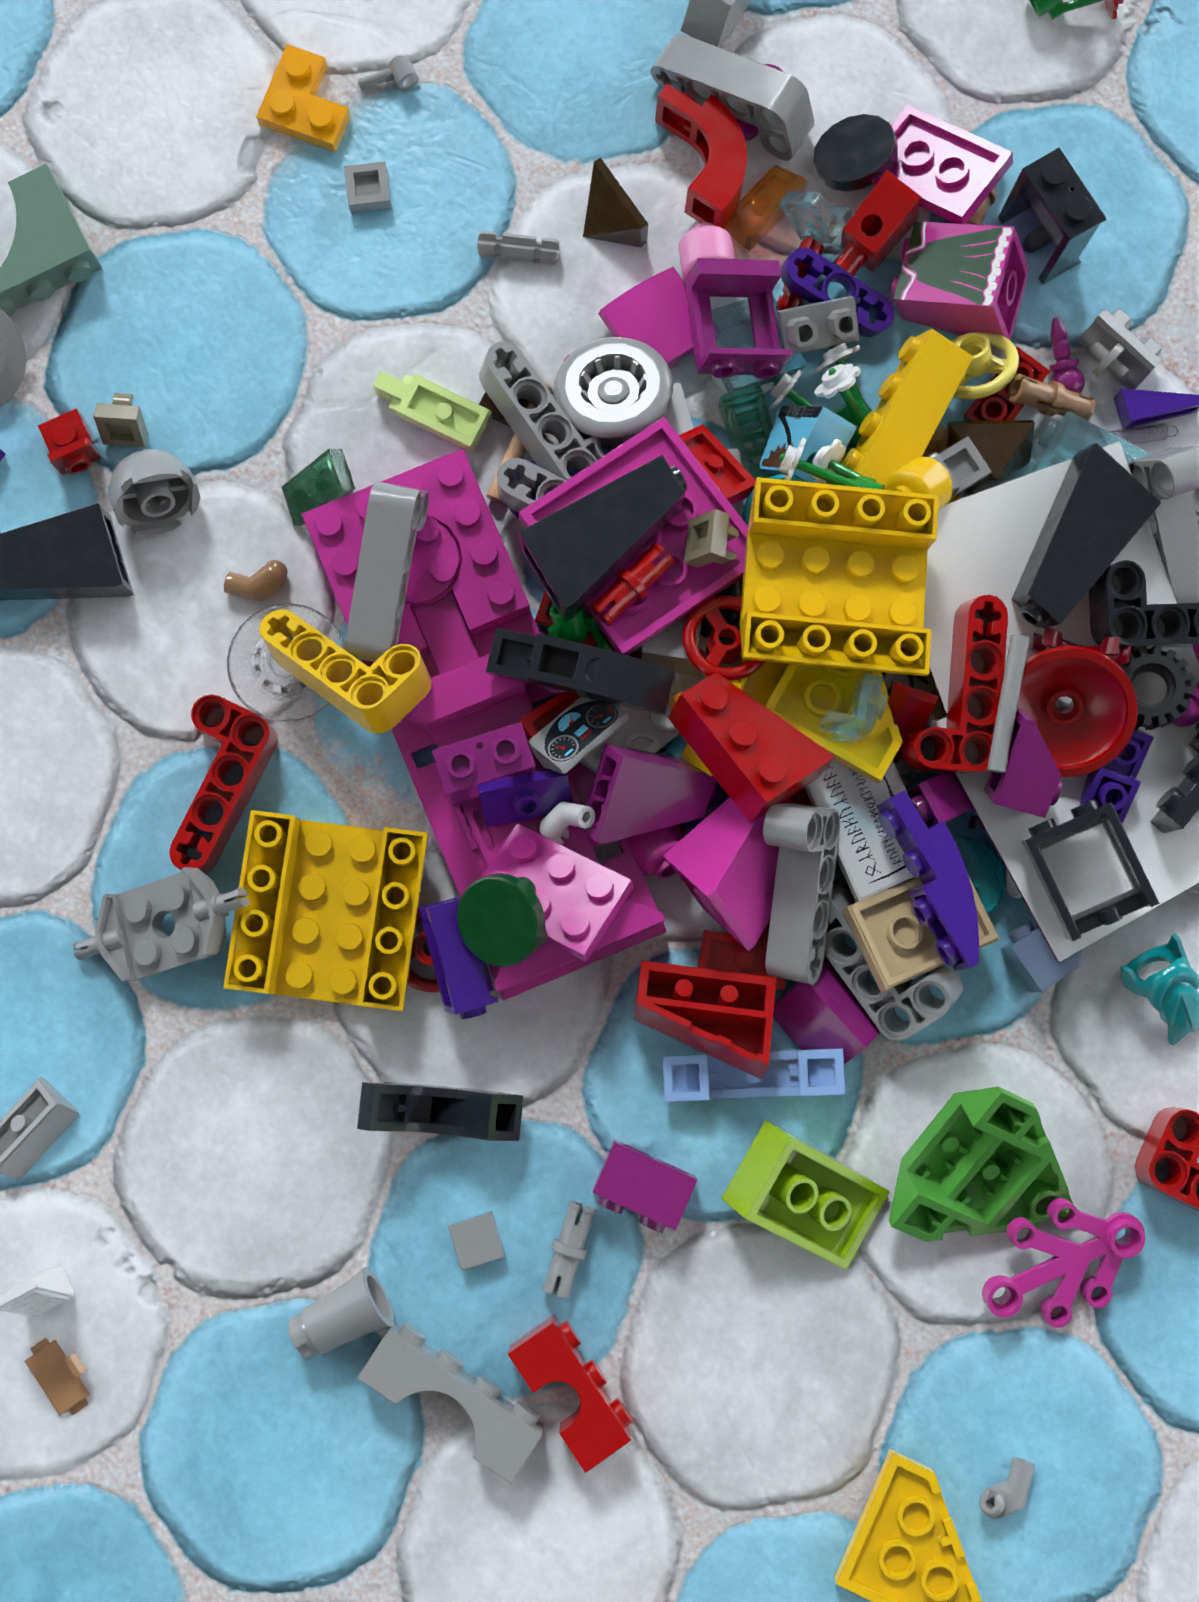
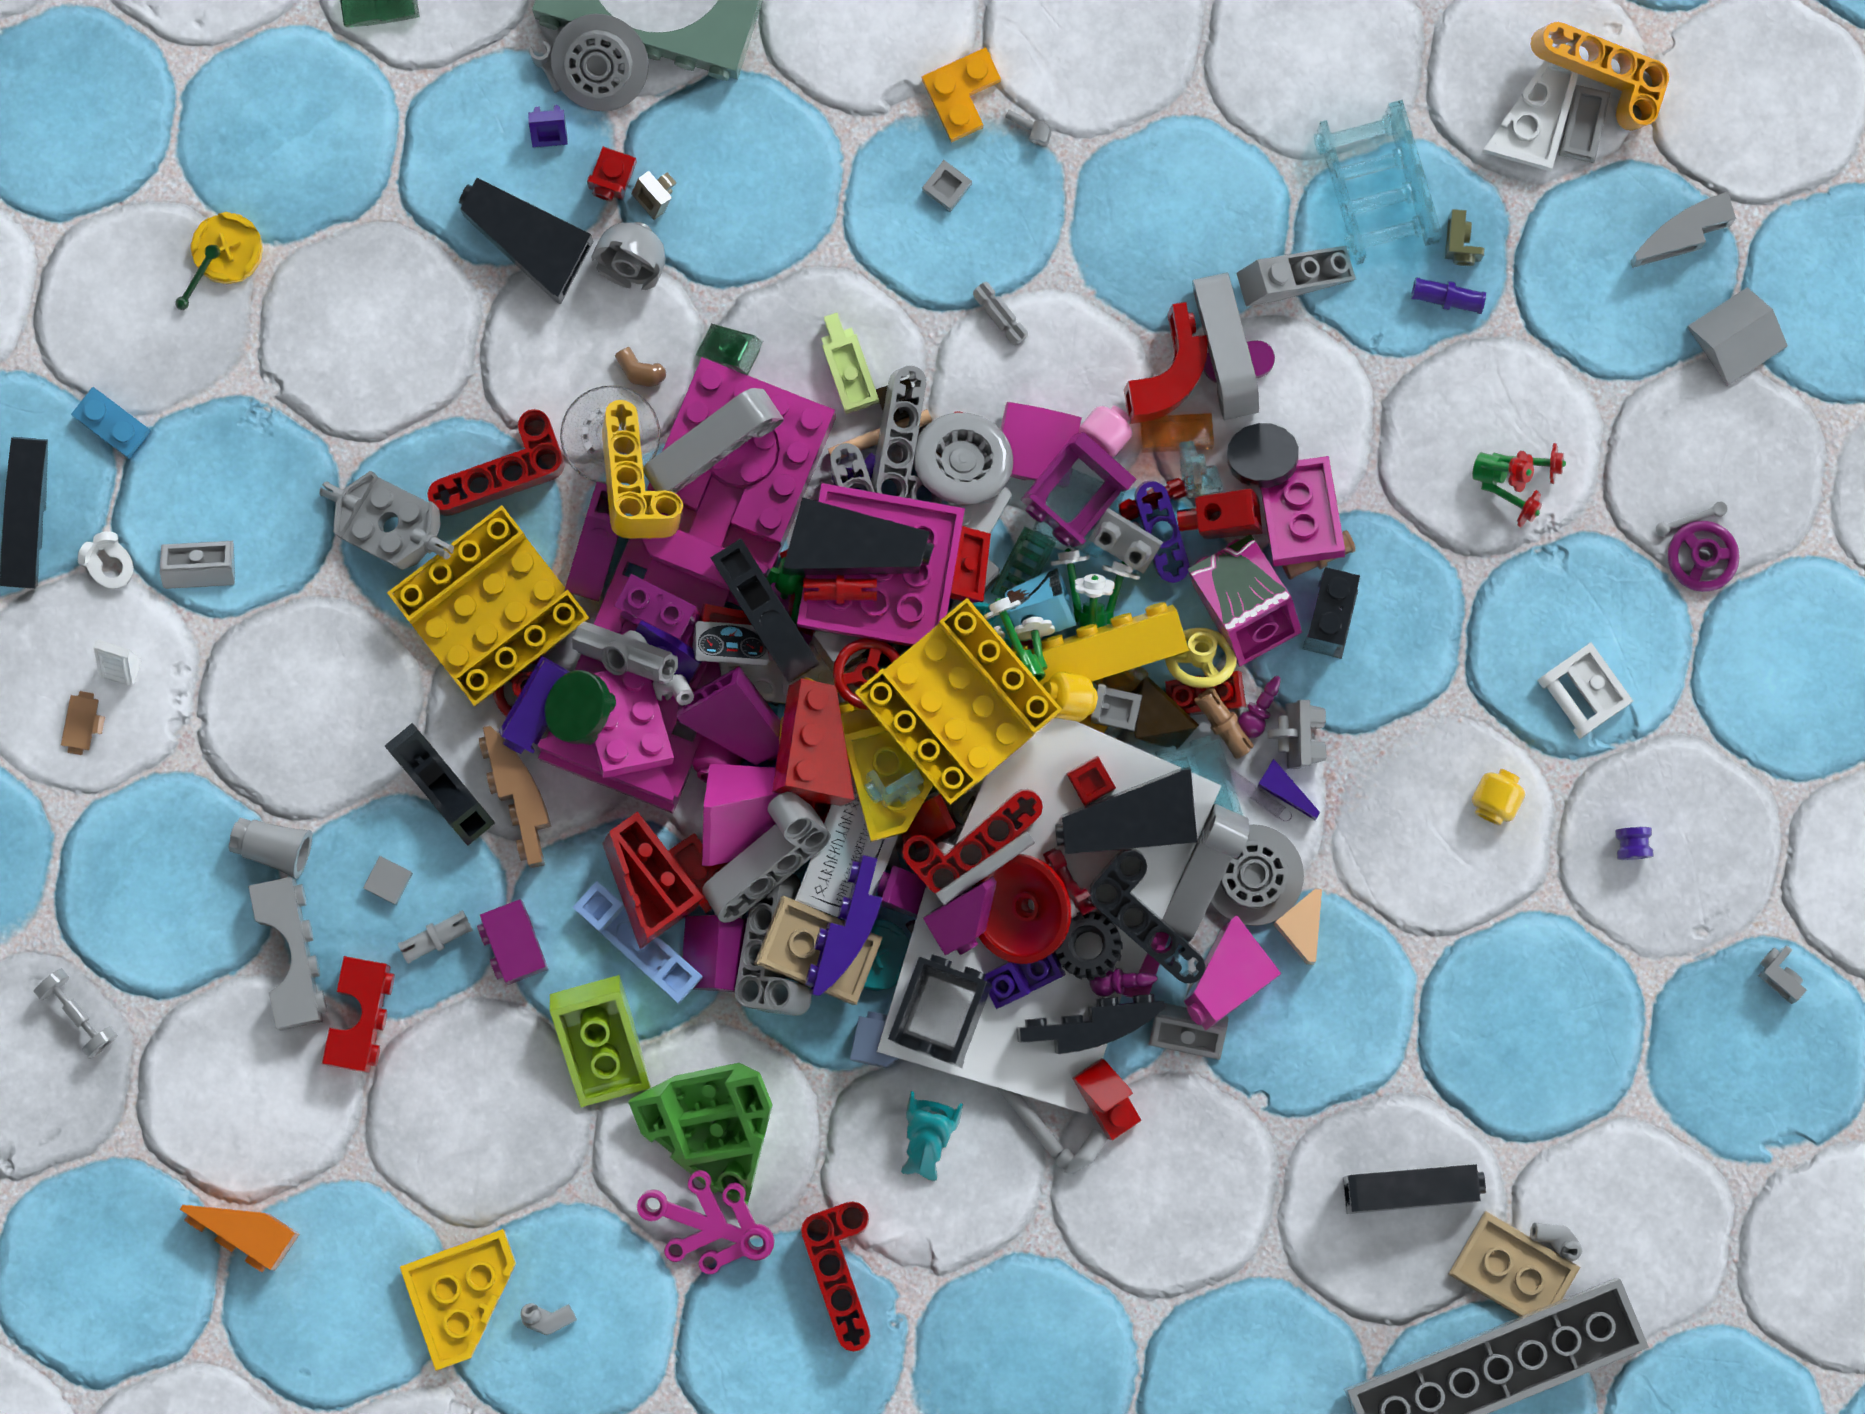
camera: 50 degrees right, 0 degrees up
(370, 768) = (593, 549): none -> magenta slope
(492, 831) = (625, 653): none -> light grey piece
(500, 1040) = (514, 781): none -> medium nougat slope
(611, 212) = (1076, 344): dark brown slope -> none
(708, 539) = (909, 606): dark tan tile -> none
(1010, 543) = (1091, 780): none -> red tile

